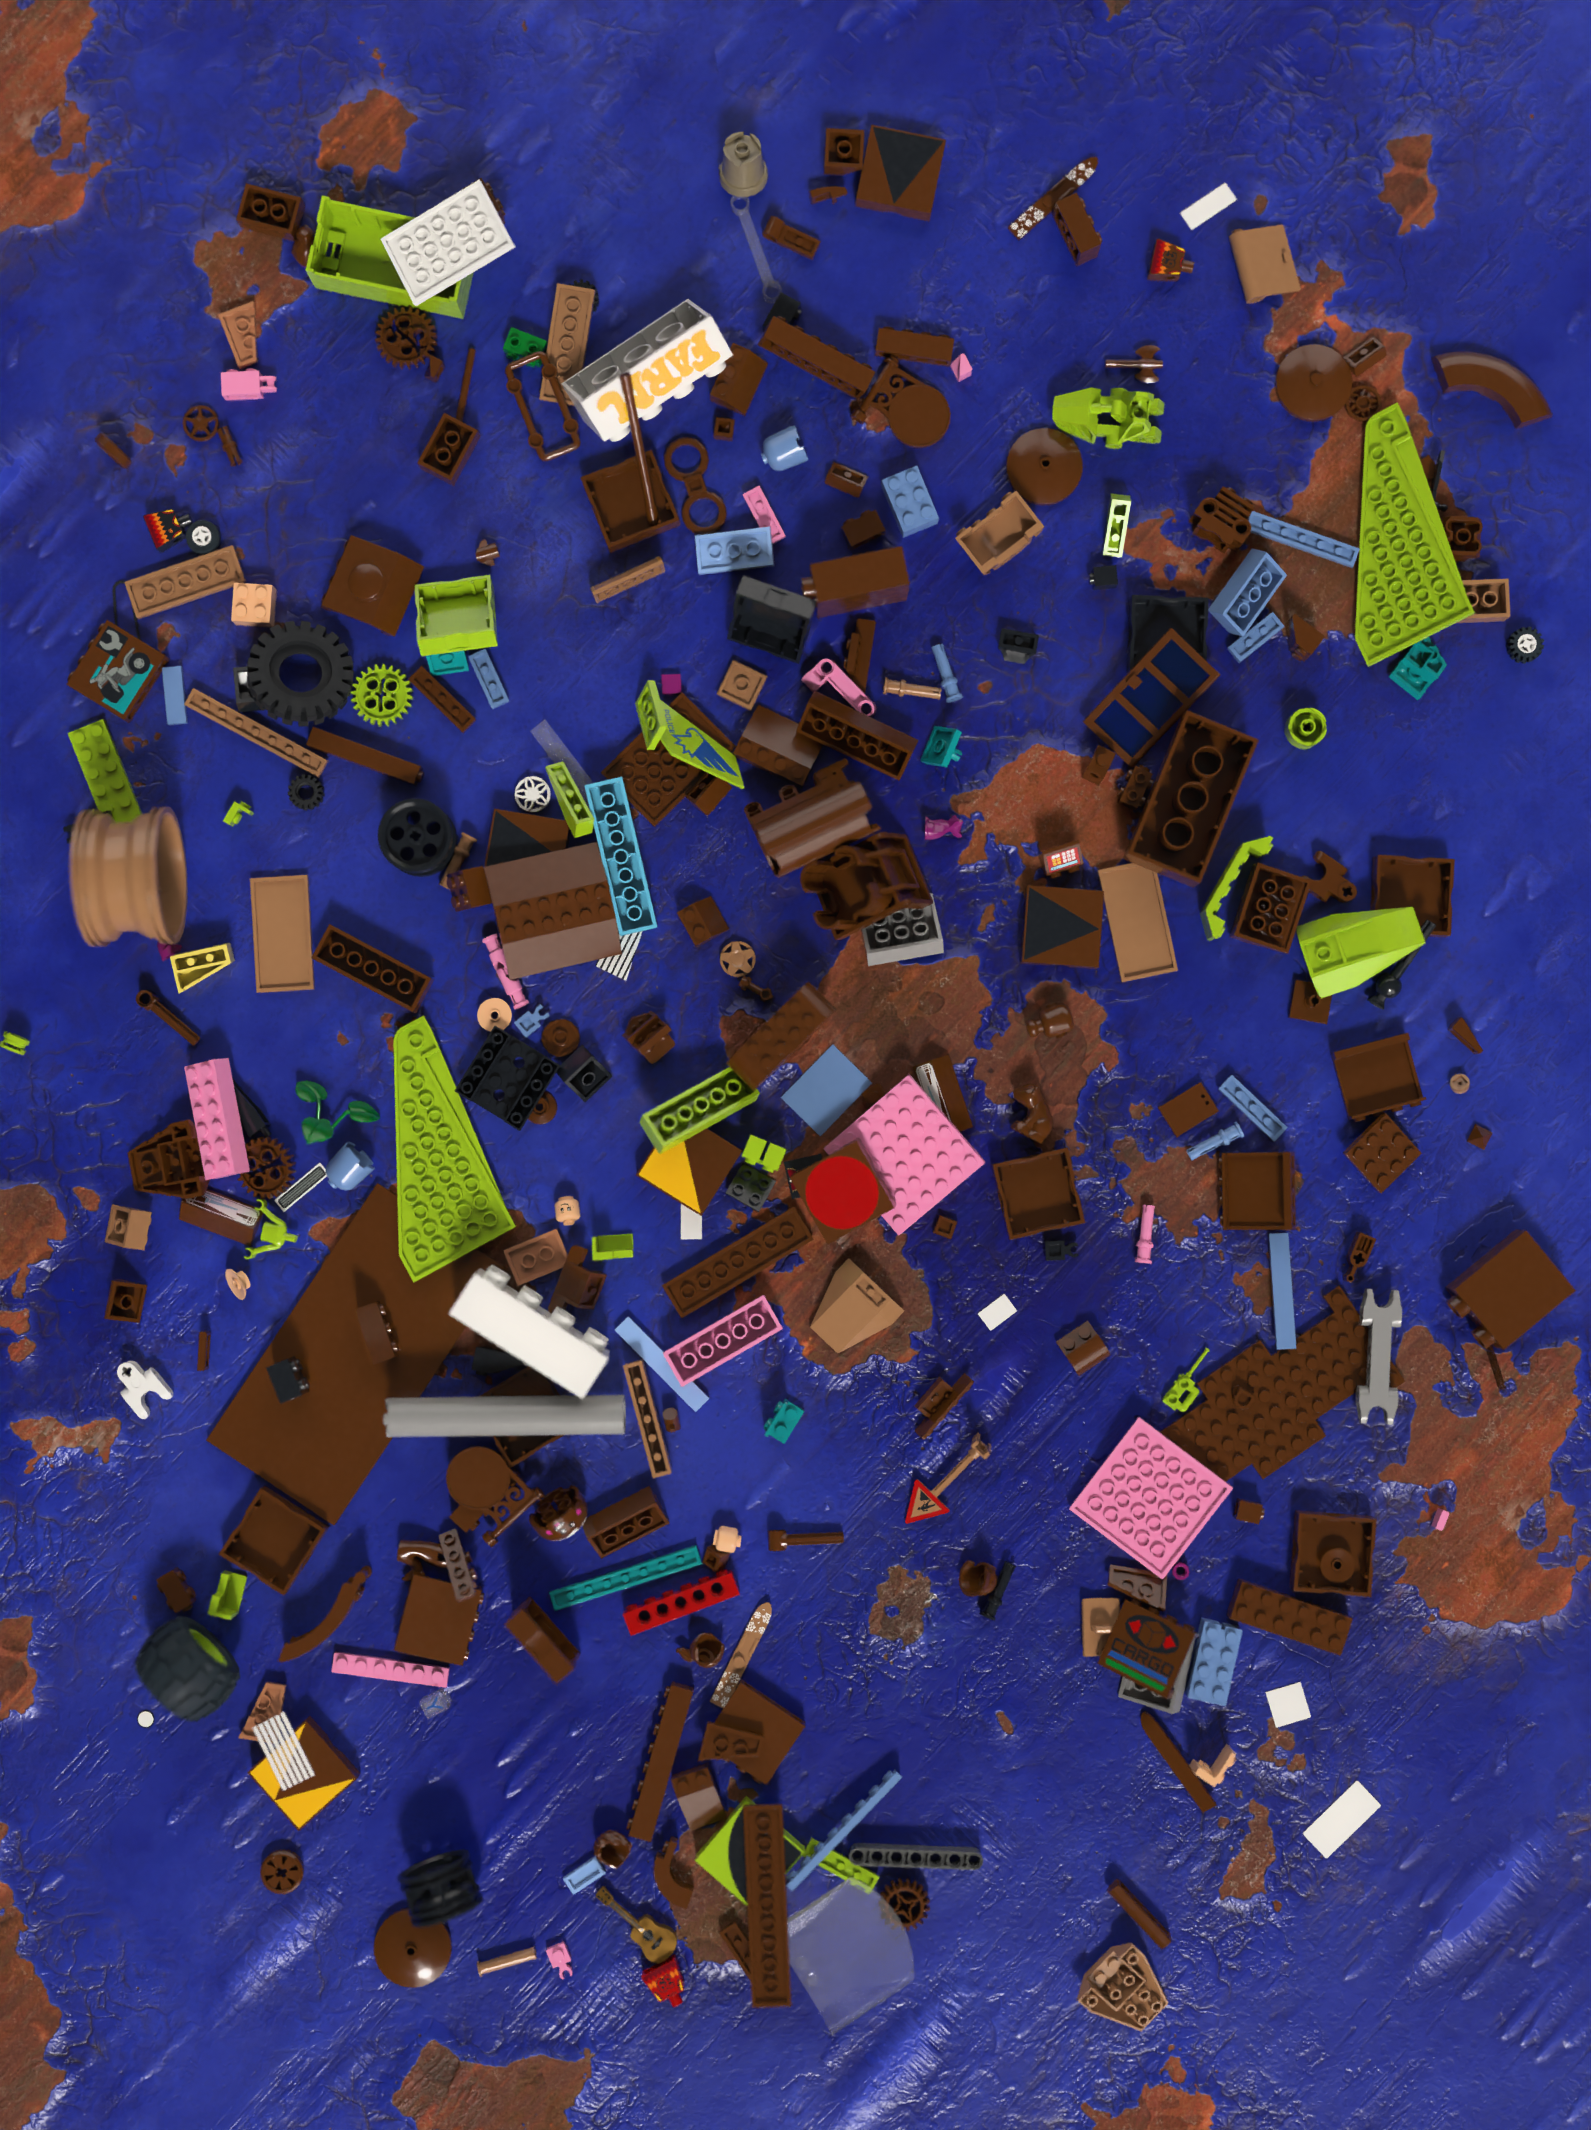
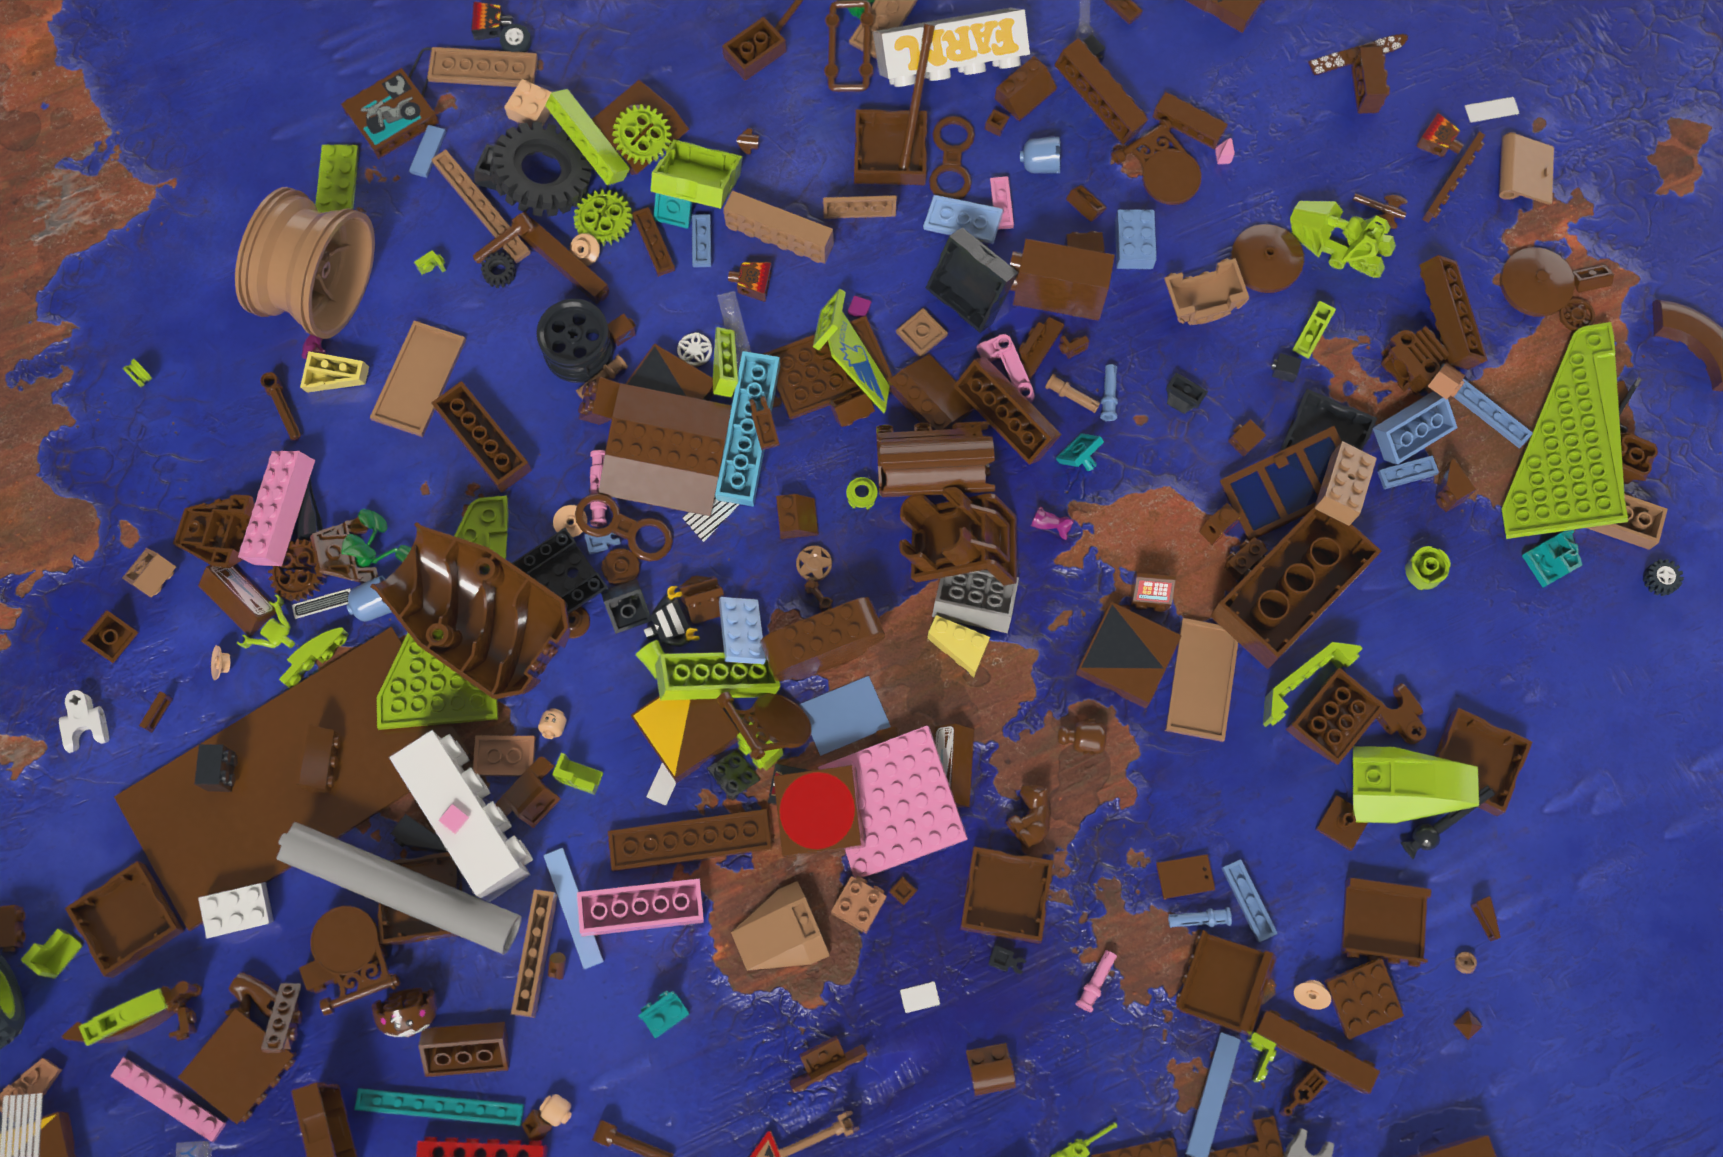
camera: 20 degrees right, 15 degrees down
(289, 1140) = (328, 556): none -> reddish brown wing
(309, 743) = (520, 226): none -> reddish brown axle
(322, 1231) = (318, 648): none -> lime slope
(325, 1624) = (123, 1016): none -> lime slope
(329, 620) = (587, 136): none -> lime brick
(367, 591) = (653, 145): none -> lime gear
(368, 1491) = (236, 910): none -> white brick
(373, 1599) = (187, 1021): none -> reddish brown bracket
(384, 731) = (590, 245): none -> light nougat piece
(454, 804) = (621, 329): none -> reddish brown brick
(479, 1149) = (492, 616): none -> reddish brown cylinder
(532, 1343) = (453, 819): none -> bright pink tile
(547, 1000) = (623, 527): none -> reddish brown bar
(556, 699) = (752, 279): none -> reddish brown torso
(559, 636) = (778, 227): none -> medium nougat brick
(631, 1112) = (649, 655): none -> lime plant
(632, 1072) = (670, 622): none -> torso
(637, 851) = (764, 425): none -> reddish brown hinge
(701, 1055) = (741, 630): none -> light blue plate
(754, 884) = (861, 502): none -> lime piece
(771, 1125) = (773, 719): none -> reddish brown piece
(895, 639) = (1074, 347): none -> reddish brown bracket
(905, 981) = (959, 643): none -> light yellow wedge
(912, 1255) = (859, 904): none -> nougat brick
(1092, 666) = (1246, 437): none -> reddish brown head
(1198, 294) = (1451, 183): none -> reddish brown plate
(1203, 686) = (1345, 483): none -> medium nougat brick
(1243, 455) = (1453, 312): none -> reddish brown brick
(1262, 537) = (1447, 381): none -> nougat brick
(1317, 1235) = (1260, 1043): none -> lime bracket
(1336, 1168) = (1312, 995): none -> light nougat piece
(1356, 1216) = (1316, 1052): none -> reddish brown brick

